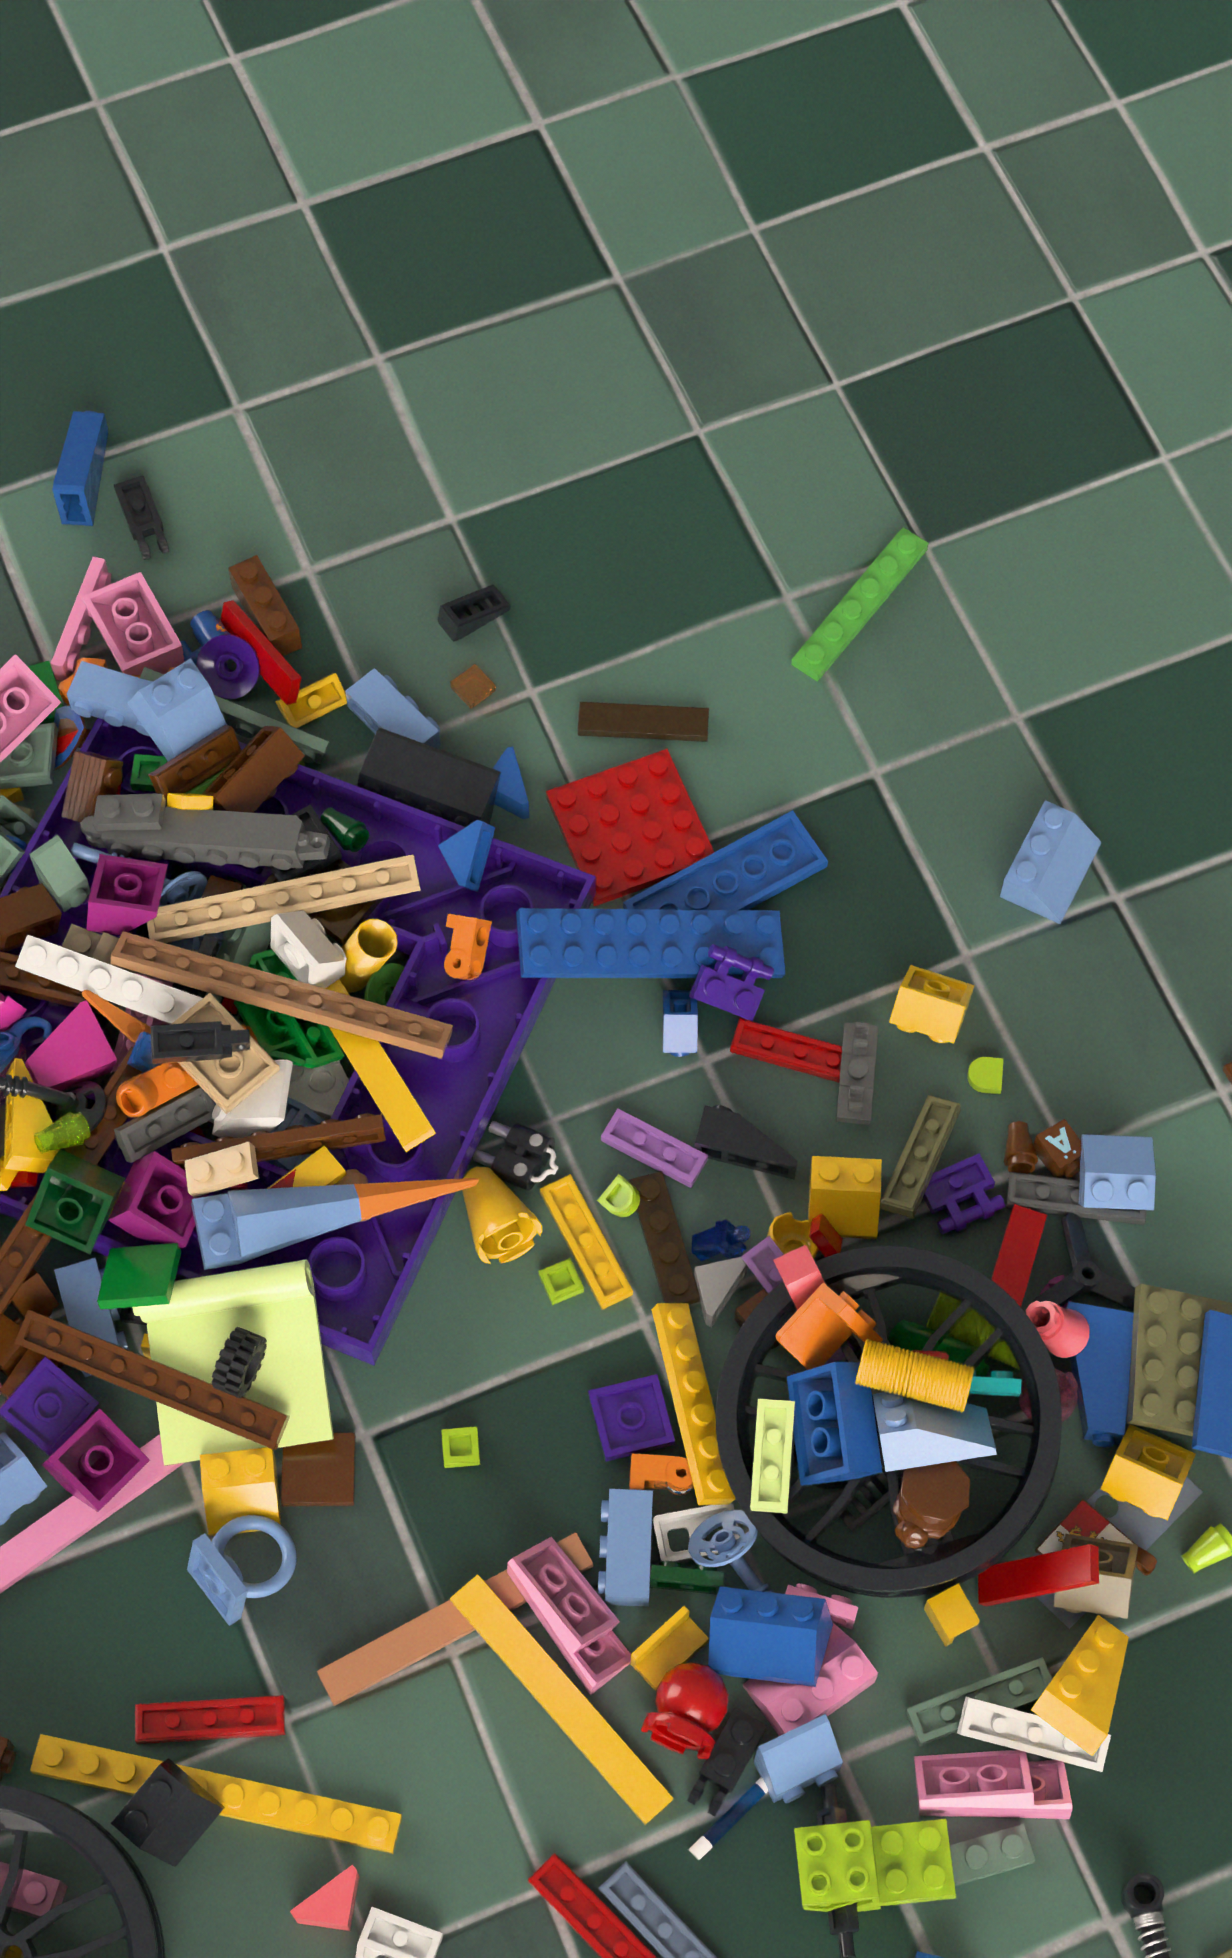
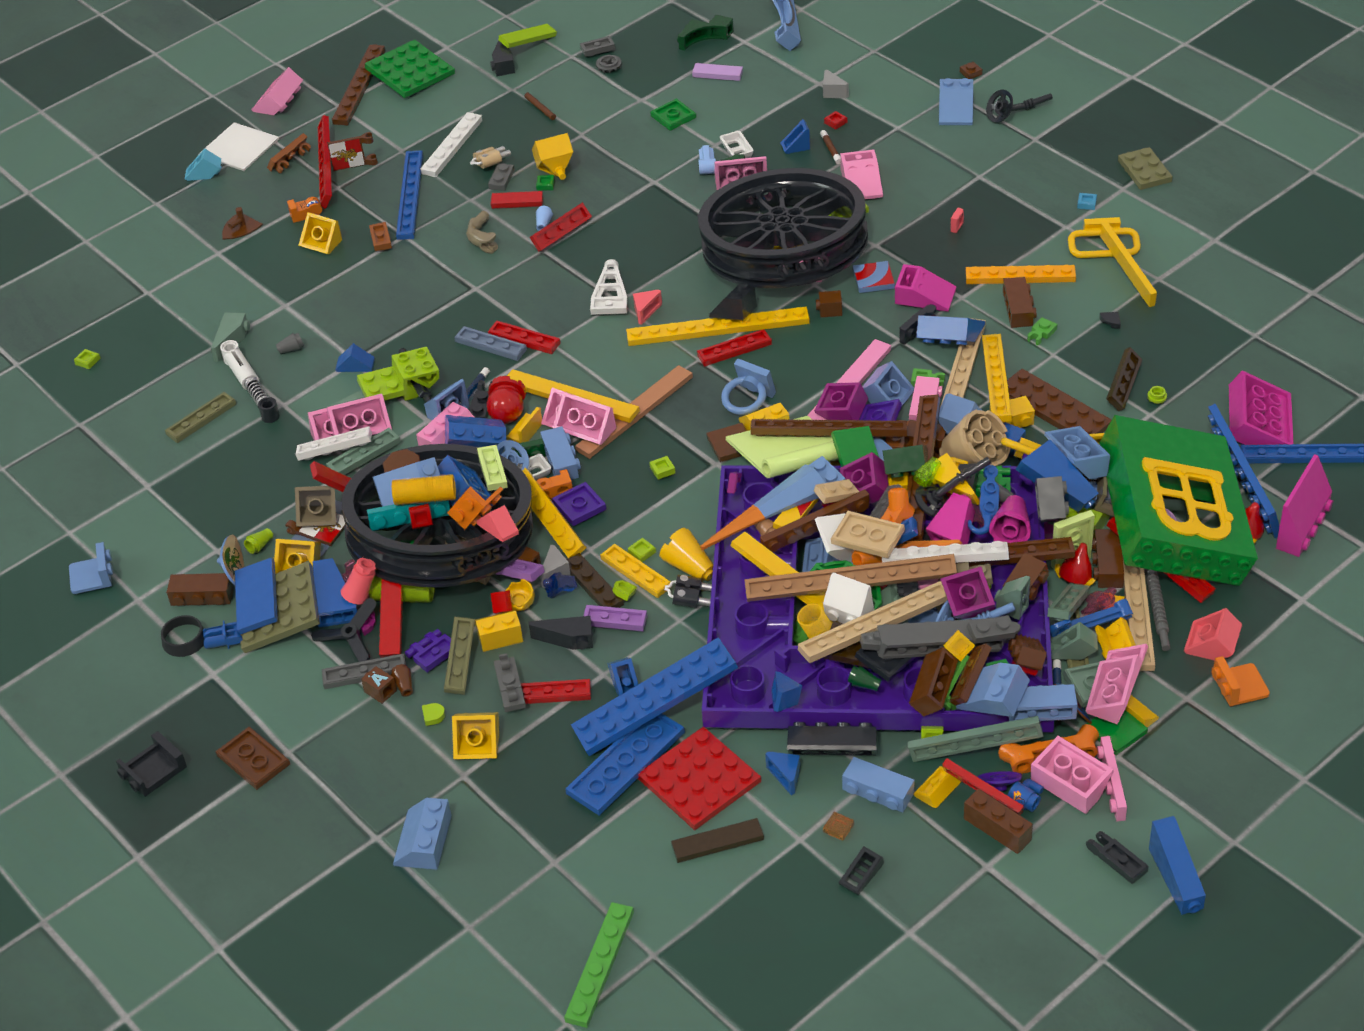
camera: 165 degrees right, 20 degrees down
(196, 1042) = (877, 522): black hinge -> none
(239, 1362) = (783, 431): black tyre -> none
(368, 1290) = (734, 478): none -> magenta tile
(467, 946) = (761, 653): orange leg -> none
(727, 992) = (603, 696): dark purple plate -> none
(1086, 1686) = (310, 448): yellow wedge -> none
(1117, 1172) = (340, 665): medium blue slope -> none

